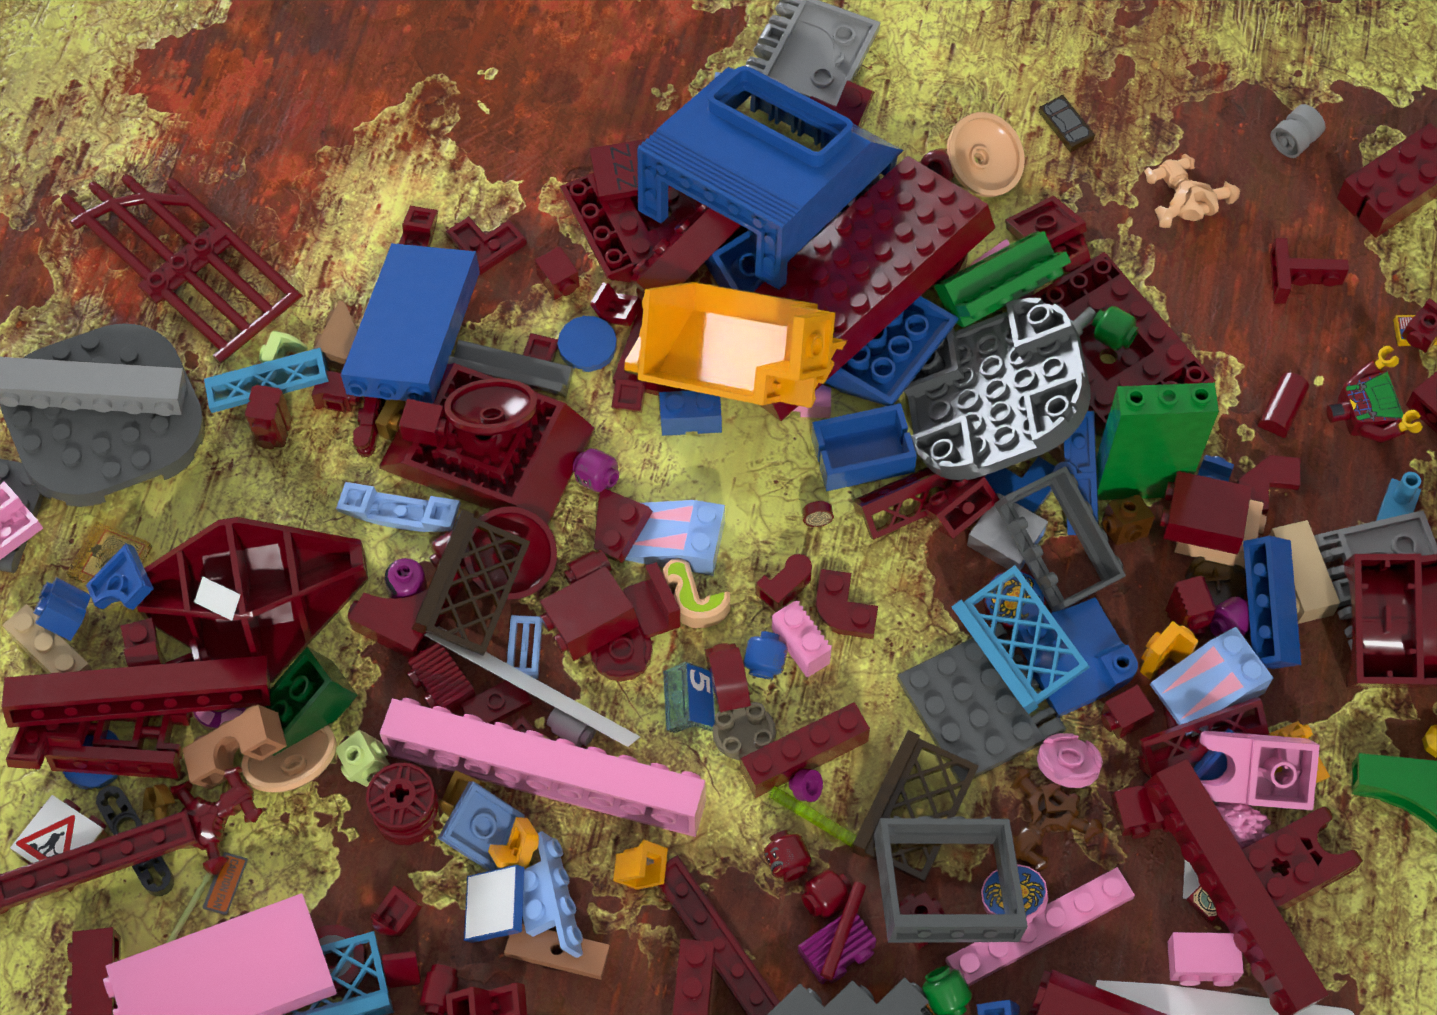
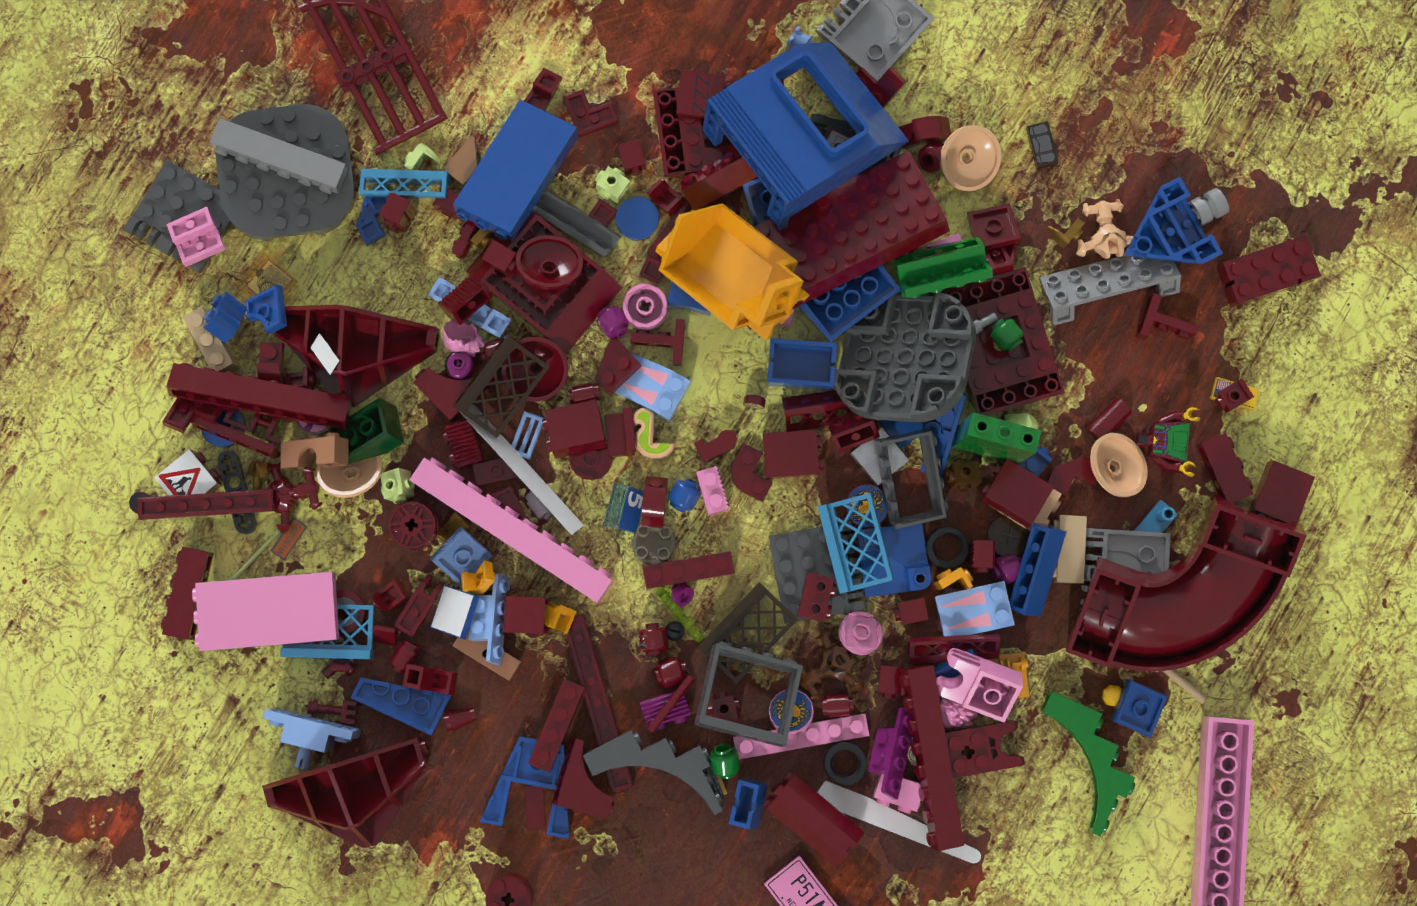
camera: 20 degrees right, 20 degrees up
(229, 447) = (367, 222): none -> blue tile
(390, 494) = (465, 300): none -> dark red brick
(393, 544) = (462, 338): none -> bright pink hair
(439, 917) = (418, 607): none -> dark red hinge
(542, 309) = (612, 184): none -> yellowish green brick
(594, 866) = (524, 614): none -> dark red piece
(634, 438) = (650, 296): none -> bright pink brick
(669, 474) = (663, 339): none -> dark red bracket
(814, 839) = (674, 630): none -> black piece
(891, 563) = (792, 454): none -> dark red brick
(920, 137) = (926, 130): none -> dark red brick
(992, 727) = (816, 597): none -> dark red brick
(1075, 867) = (837, 705): none -> dark red brick
(1128, 921) = (862, 763): none -> black tyre
(1137, 213) = (1072, 233): none -> pearl gold plate
(1141, 596) = (964, 548): none -> black tyre
(1174, 904) = (890, 754): none -> magenta bracket
(1217, 237) = (1104, 280): none -> light grey bracket
(1264, 165) = (1172, 230): none -> blue wedge
(1320, 448) = (1118, 465): none -> light nougat dish

